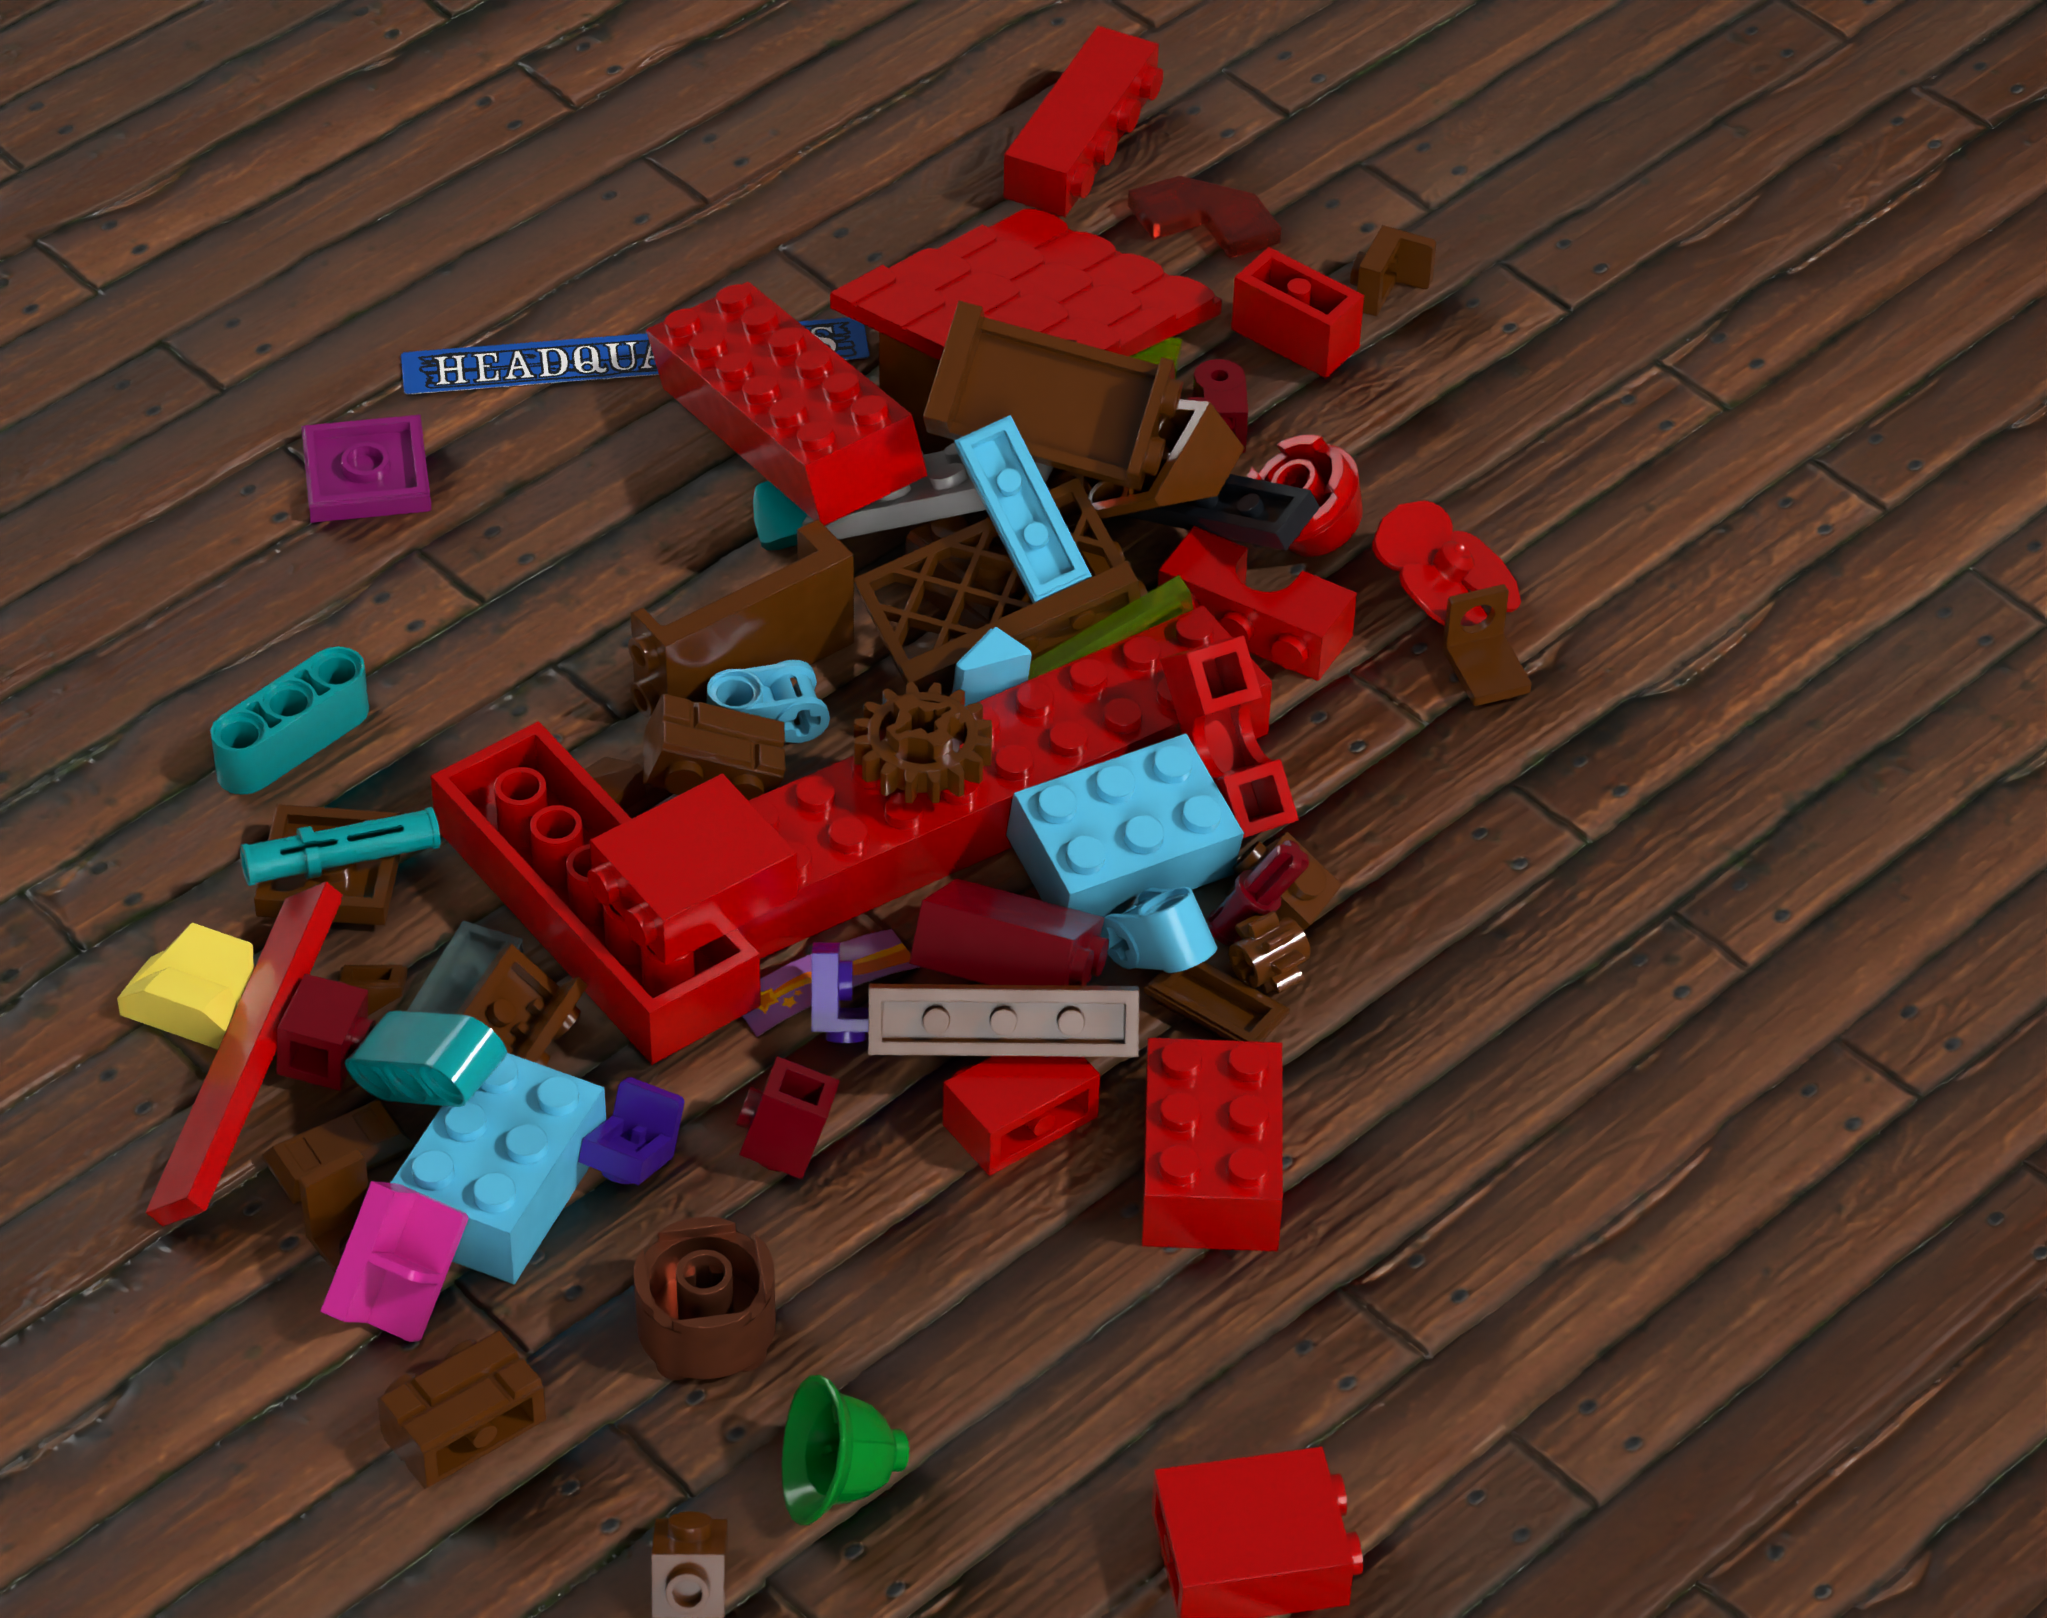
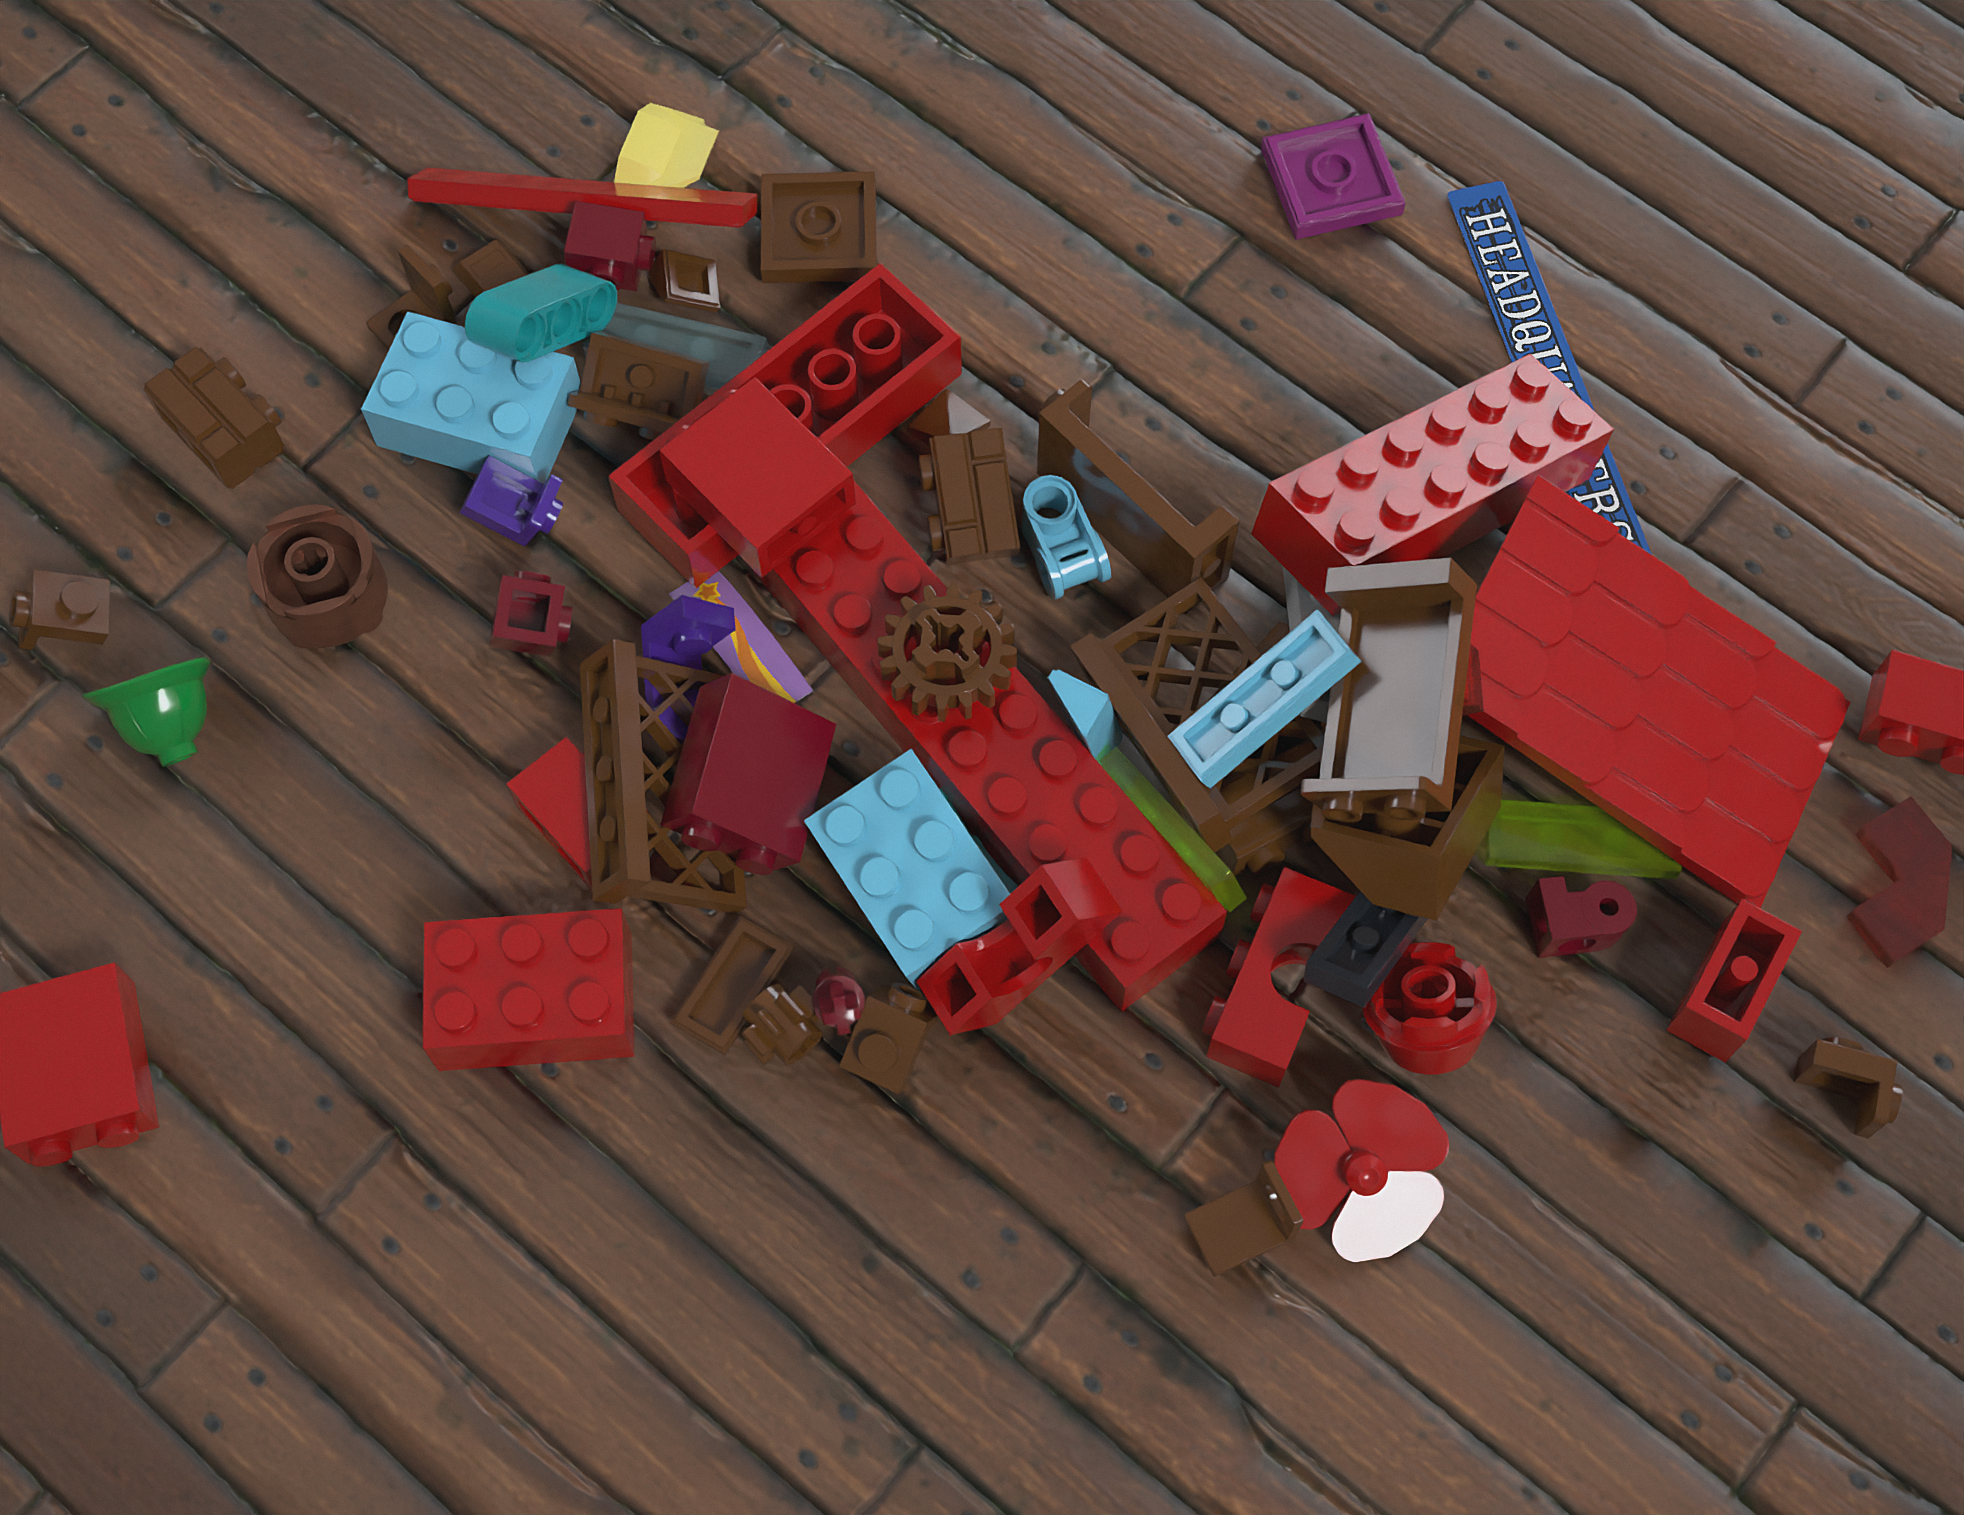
camera: 85 degrees right, 20 degrees up
(290, 720) = (958, 147): teal beam -> none
(329, 848) = (800, 198): teal pin -> none
(395, 1261) = (345, 331): dark pink panel -> none
(1160, 932) = (791, 919): medium azure piece -> none

